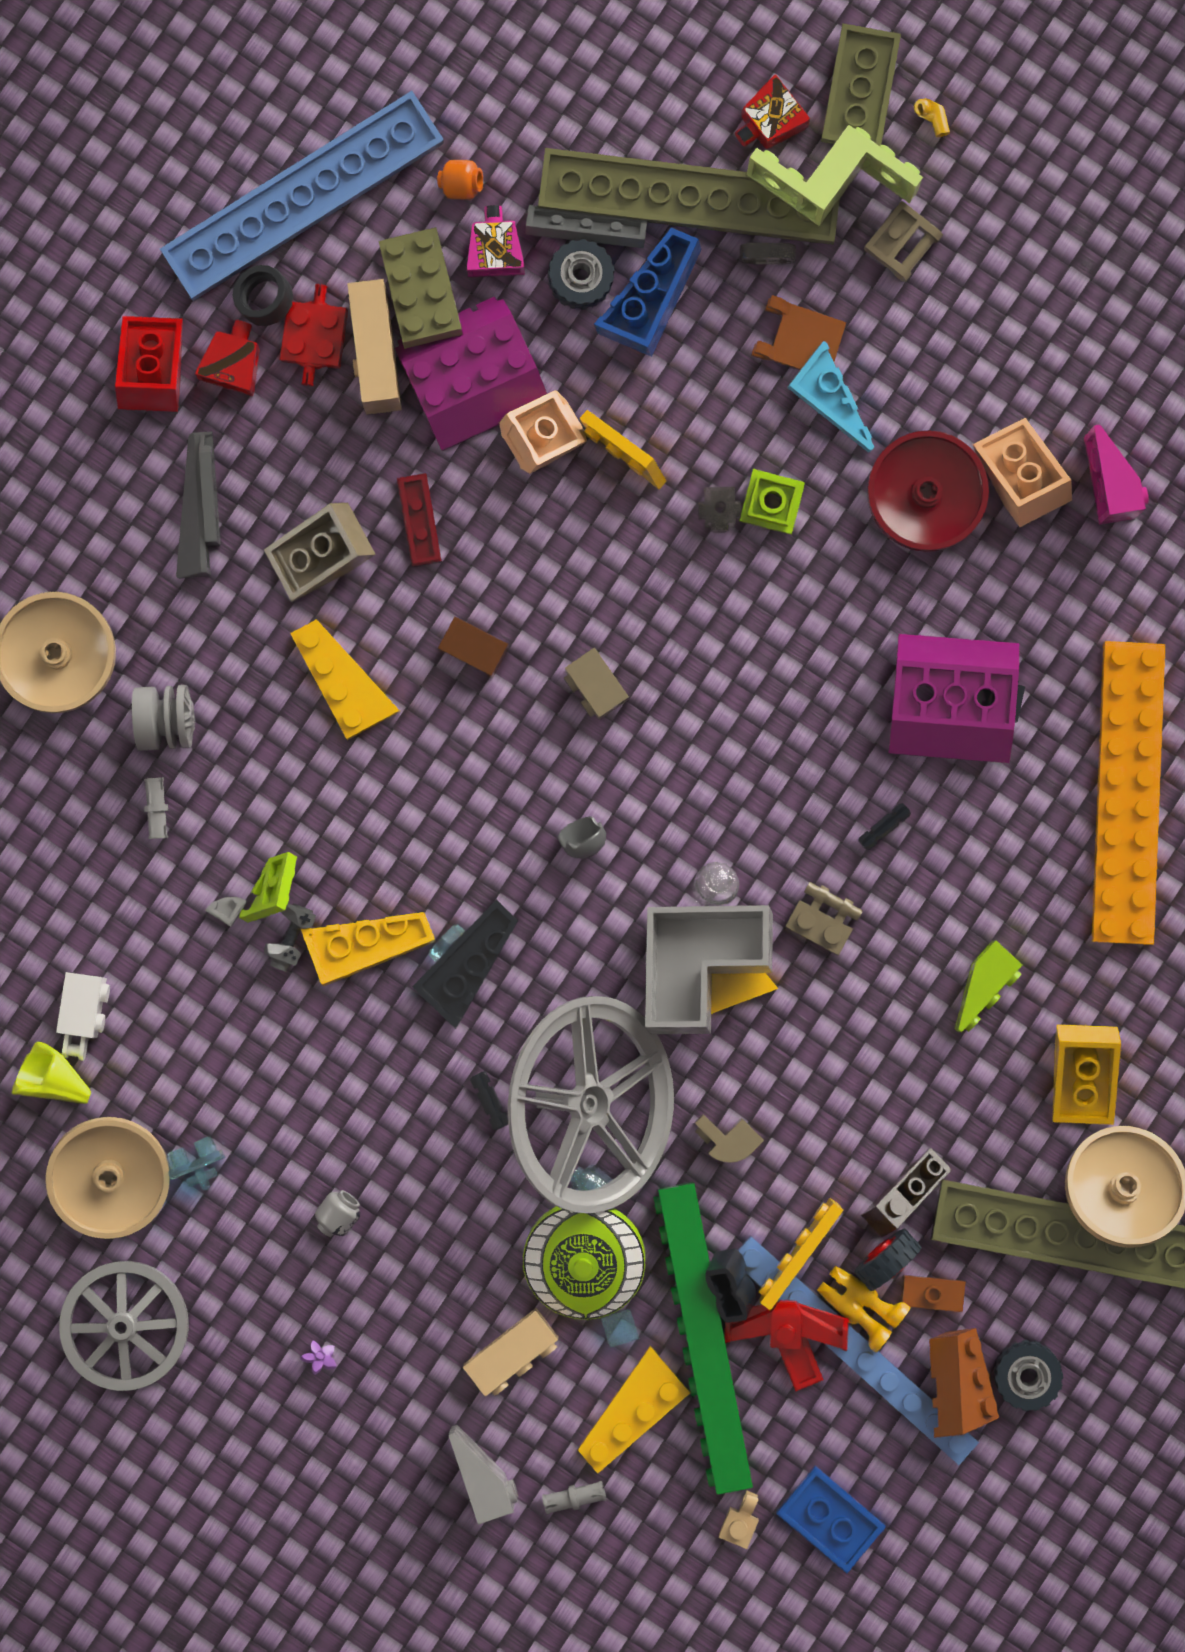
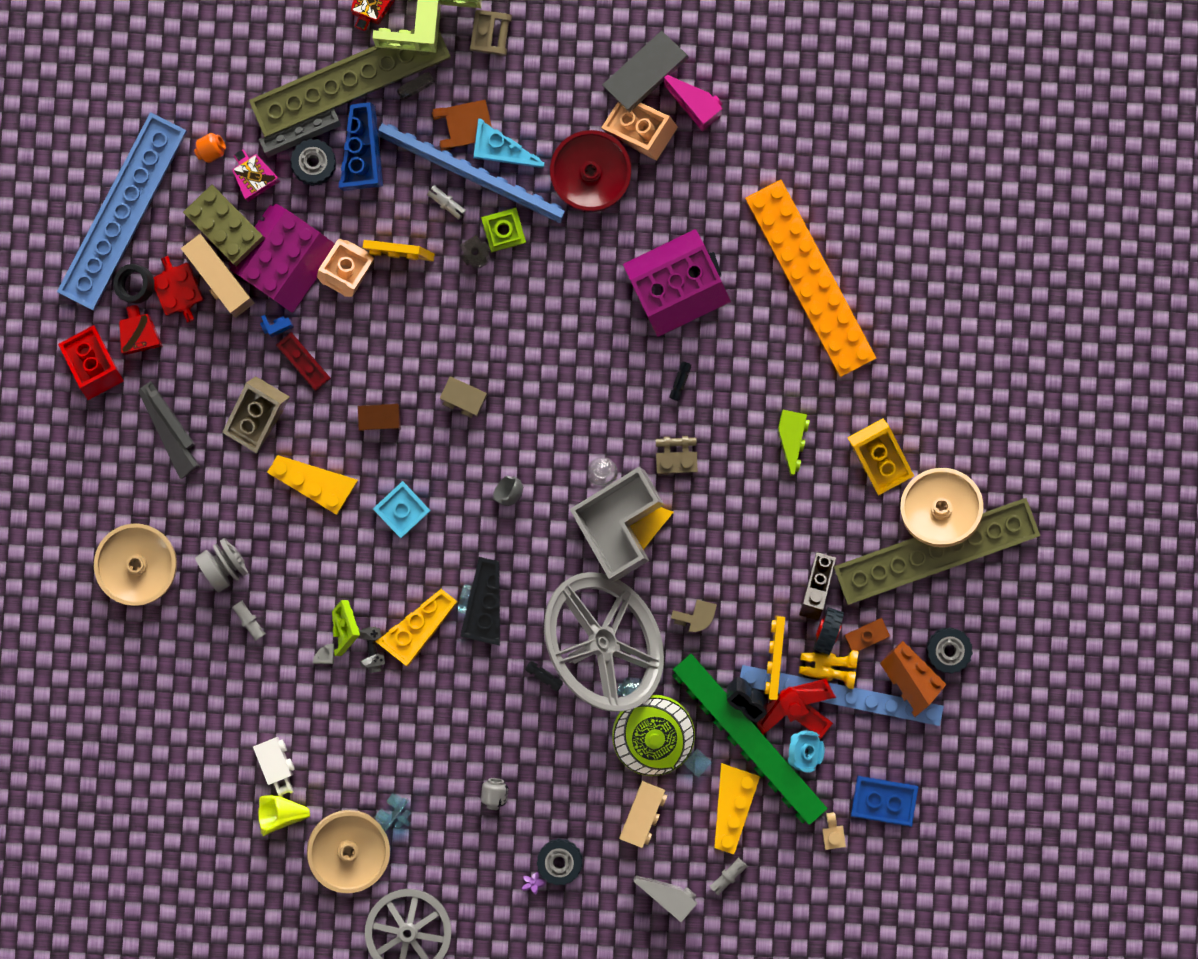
camera: 25 degrees left, 0 degrees up
(358, 1366) = (563, 849): none -> black wheel
(414, 457) = (280, 325): none -> blue bracket
(433, 781) = (401, 509): none -> medium azure plate
(720, 424) = (446, 202): none -> light grey pin
(765, 1382) = (798, 745): none -> medium azure plate
(768, 396) = (464, 169): none -> medium blue plate
(1072, 405) = (645, 71): none -> dark grey tile

